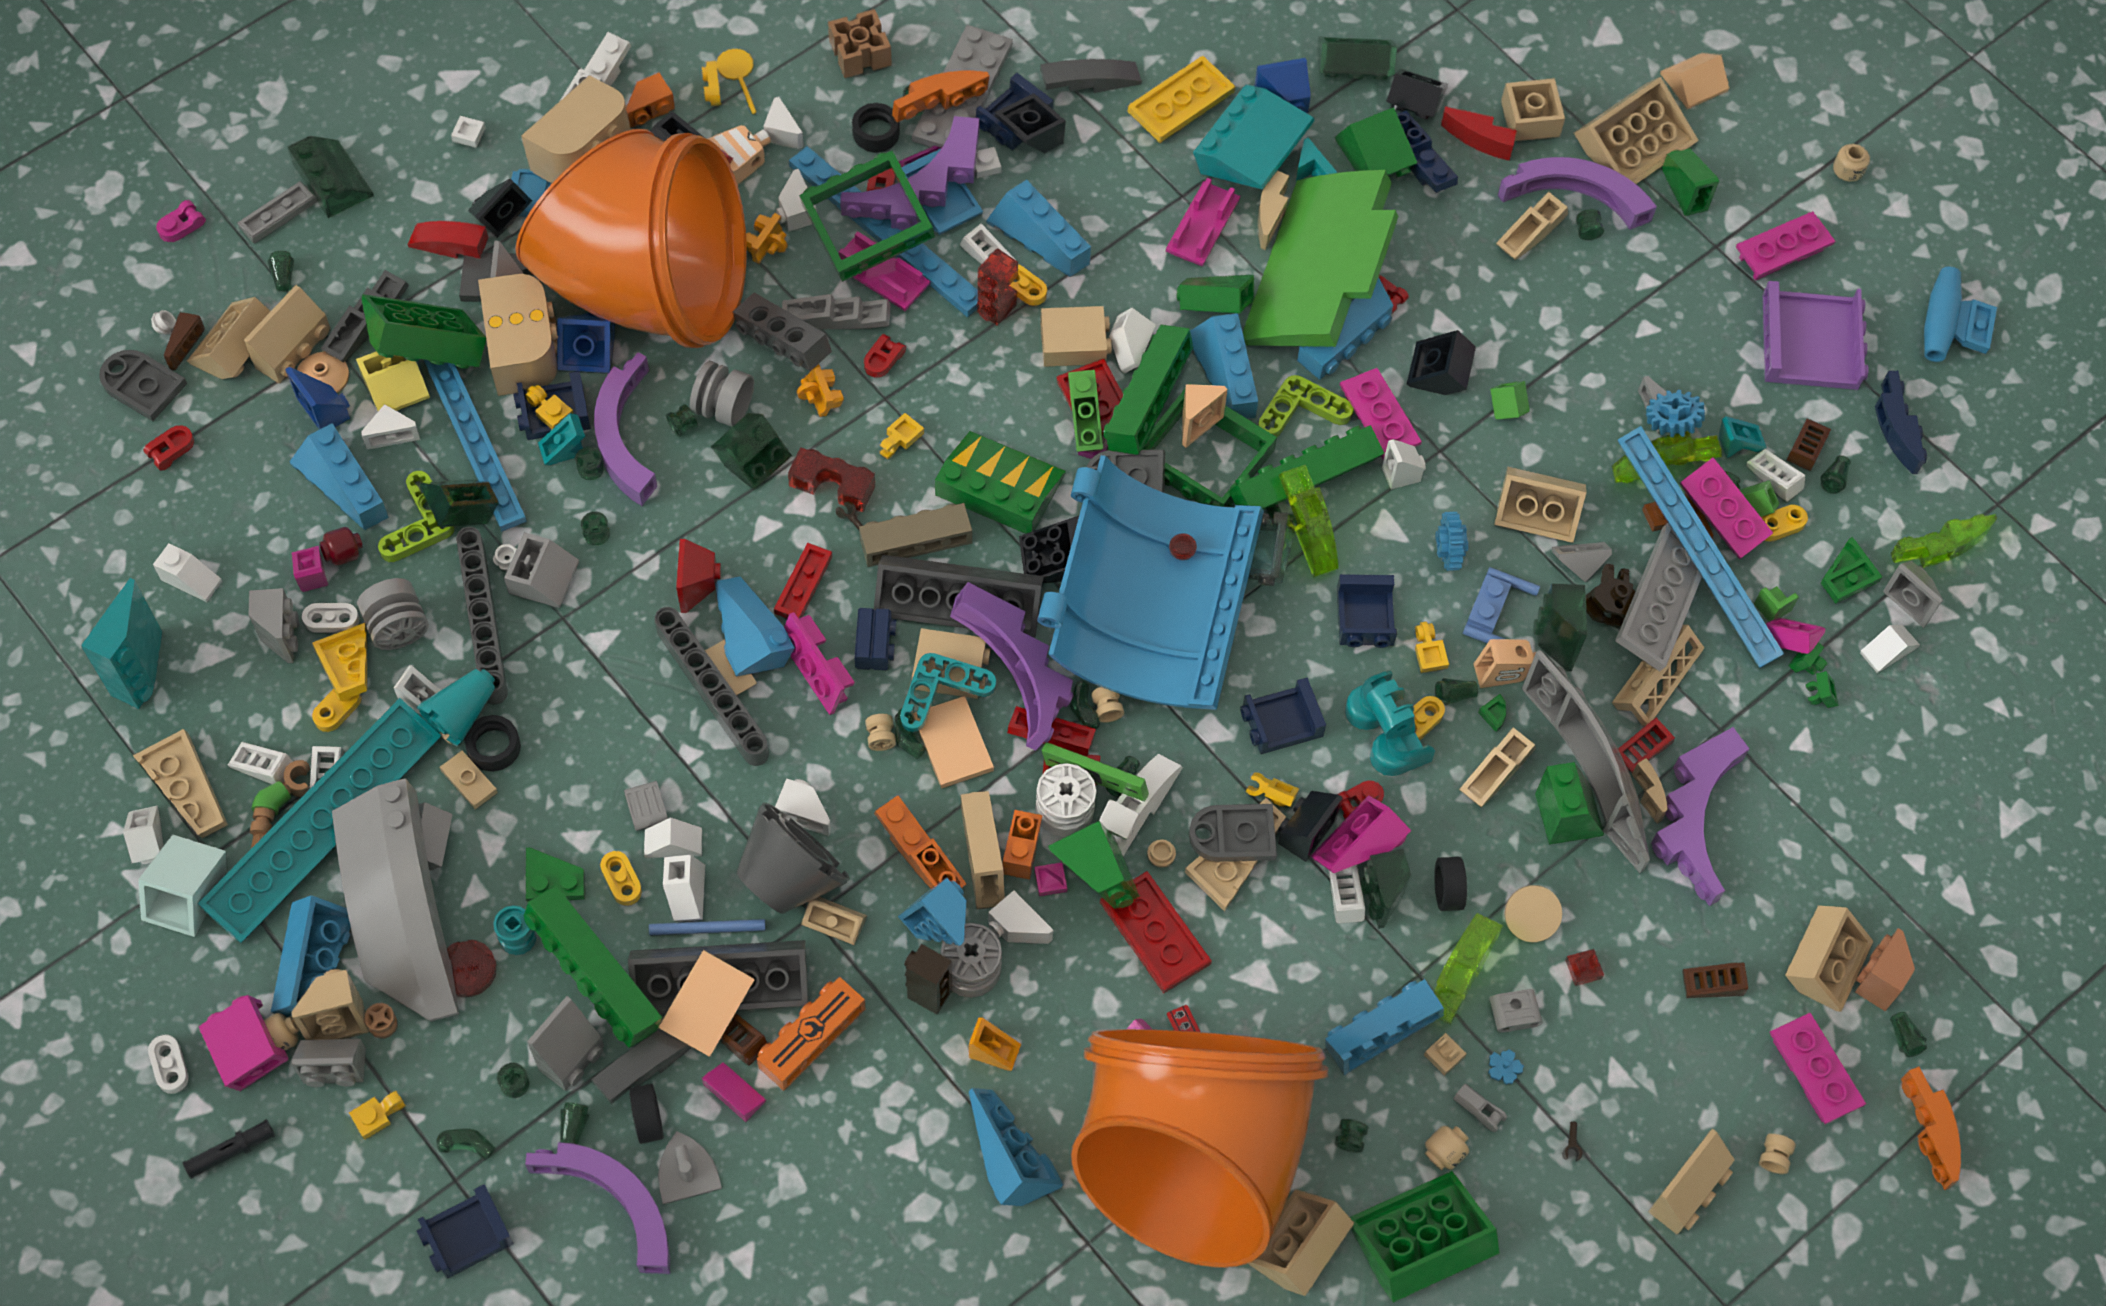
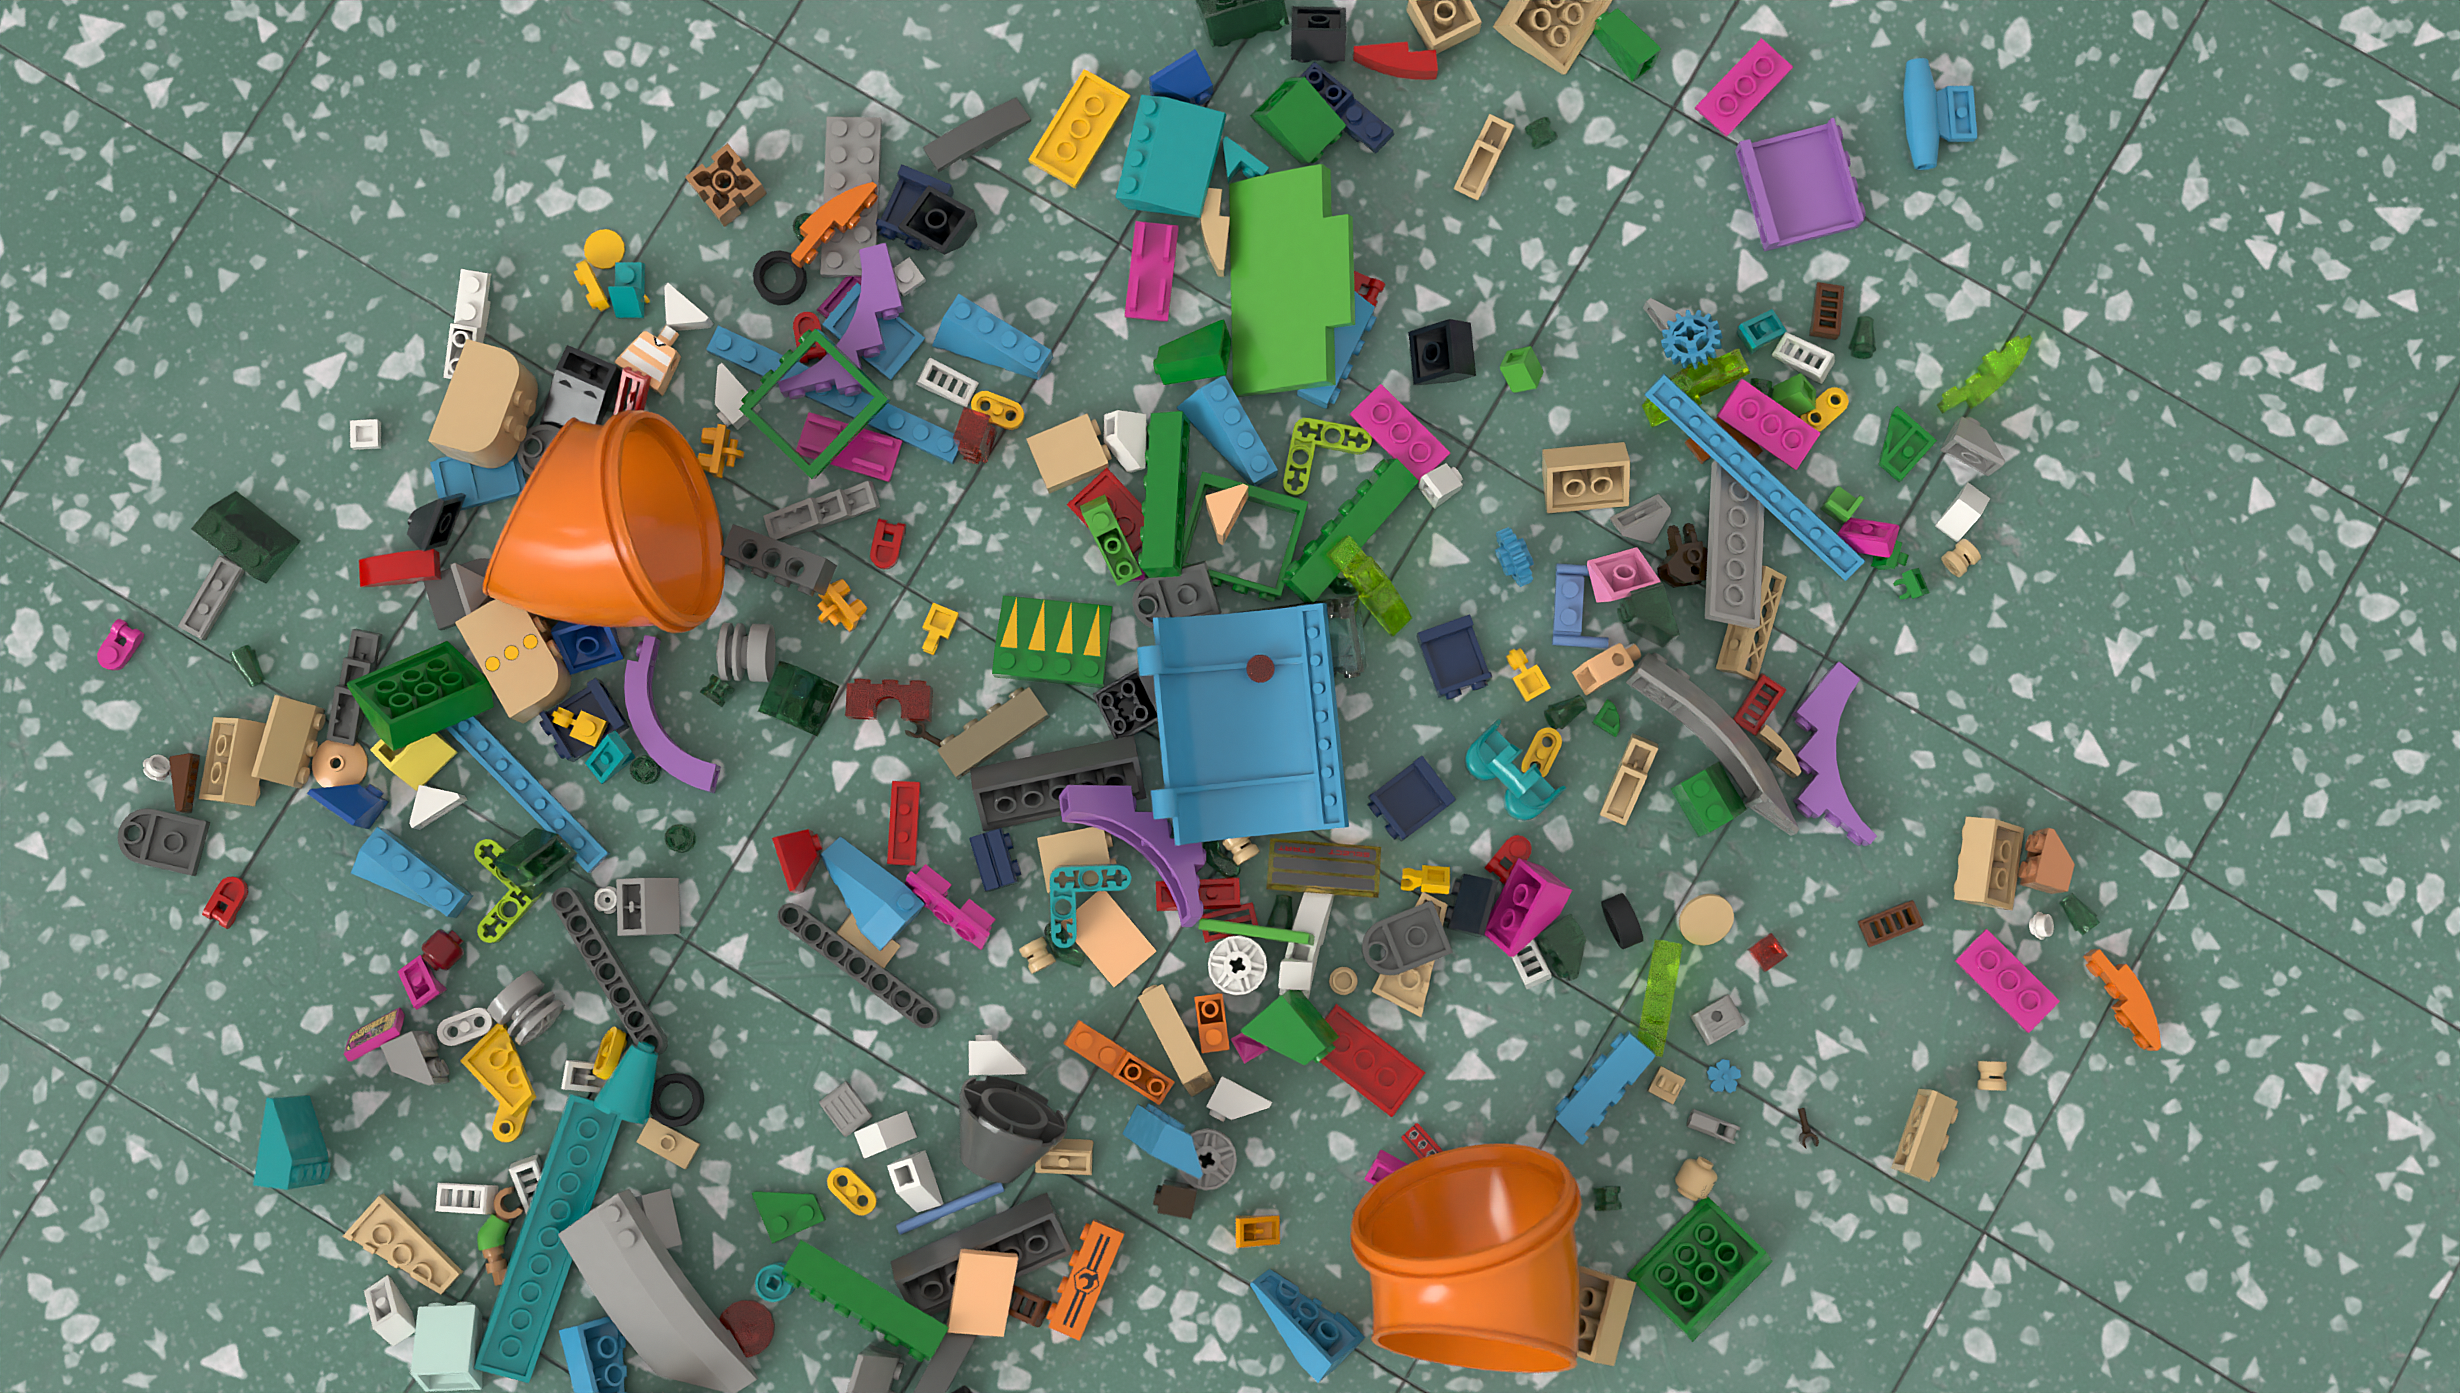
camera: 15 degrees left, 20 degrees up
(186, 573) = (307, 1032): white slope -> none
(241, 590) = (374, 1034): none -> dark pink tile
(450, 677) = (609, 1053): none -> yellow plate
(649, 100) = (535, 330): orange slope -> none
(733, 1091) = (1036, 1357): dark pink slope -> none
(741, 96) = (629, 290): none -> teal slope
(1179, 745) = (1324, 868): none -> tile
(1533, 586) = (1619, 574): none -> bright pink slope
(1583, 177) = (1520, 76): medium lavender arch -> none
(1866, 1032) = (2041, 925): none -> white plate
(1880, 681) = (1961, 557): none -> tan wheel
(1898, 427) = (1913, 266): dark blue slope -> none

